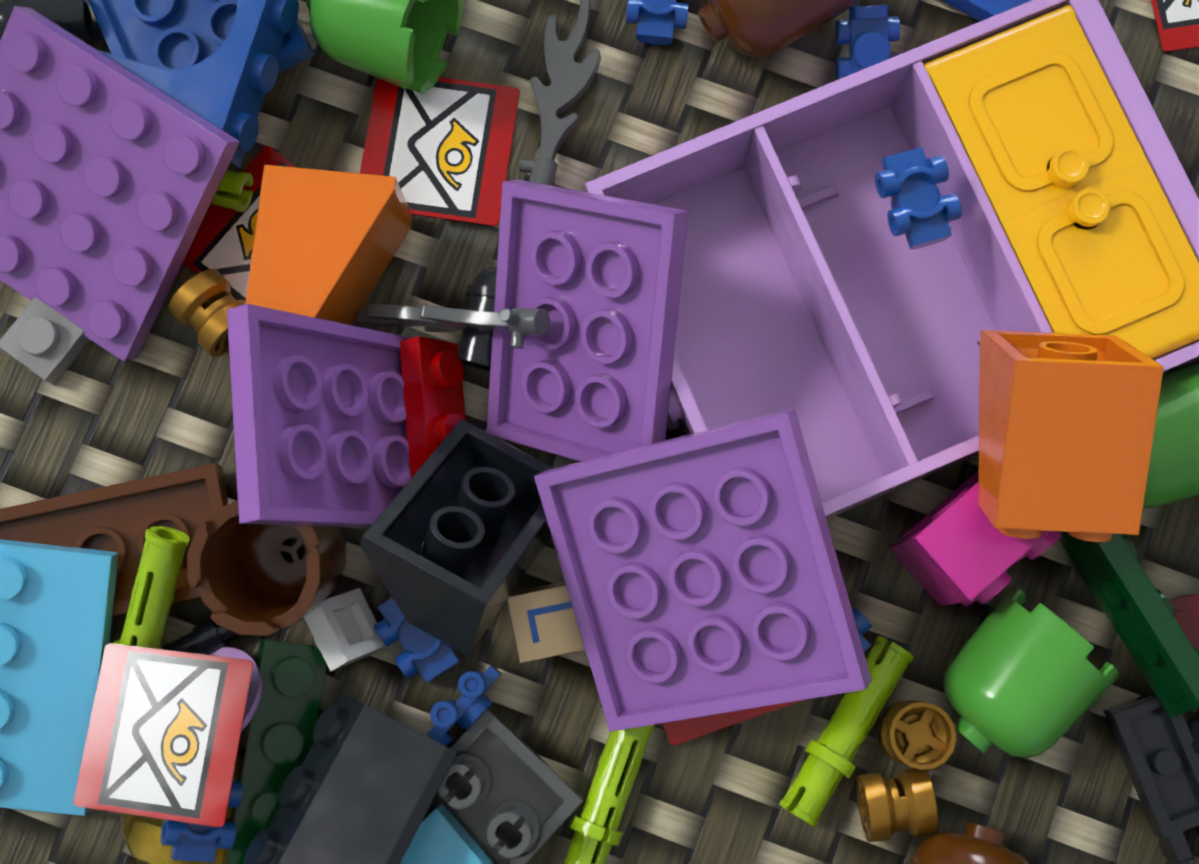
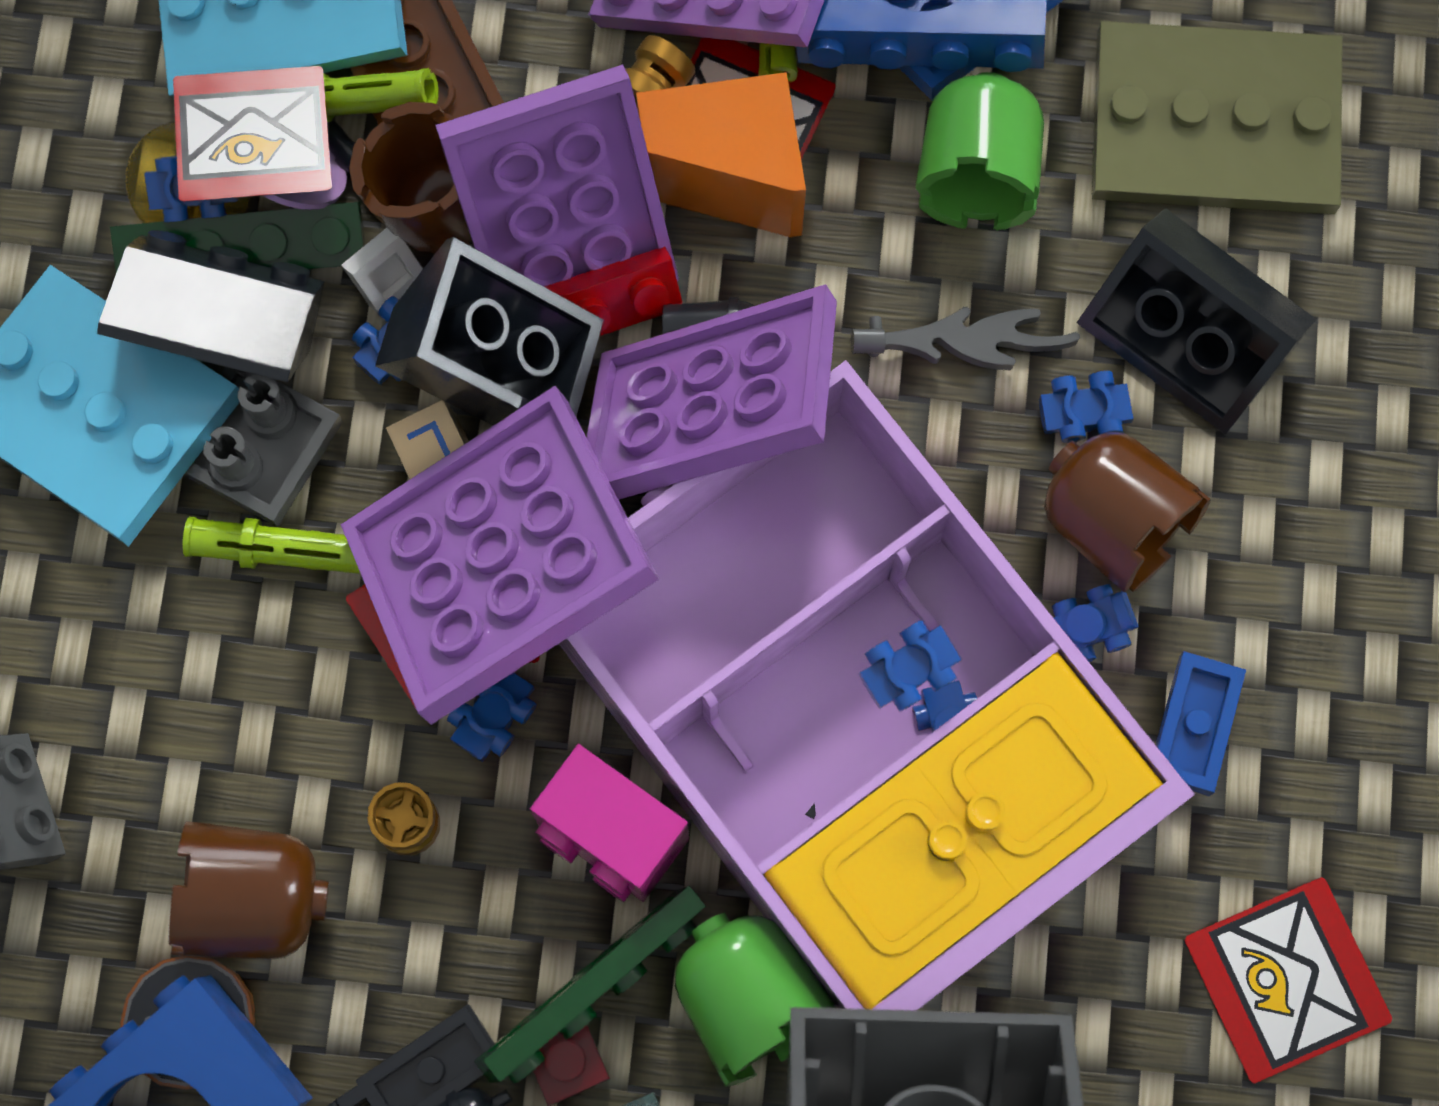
camera: 75 degrees right, 5 degrees down
(443, 319) = (698, 335): dark grey piece -> none
(444, 146) = (876, 243): sticker -> none
(467, 709) = (343, 399): blue piece -> none
(844, 734) = (380, 750): lime pin -> none
(896, 804) = (332, 814): pearl gold wheel -> none
(1023, 679) = (479, 902): bright green cylinder -> none
(1064, 433) = (707, 842): orange slope -> none

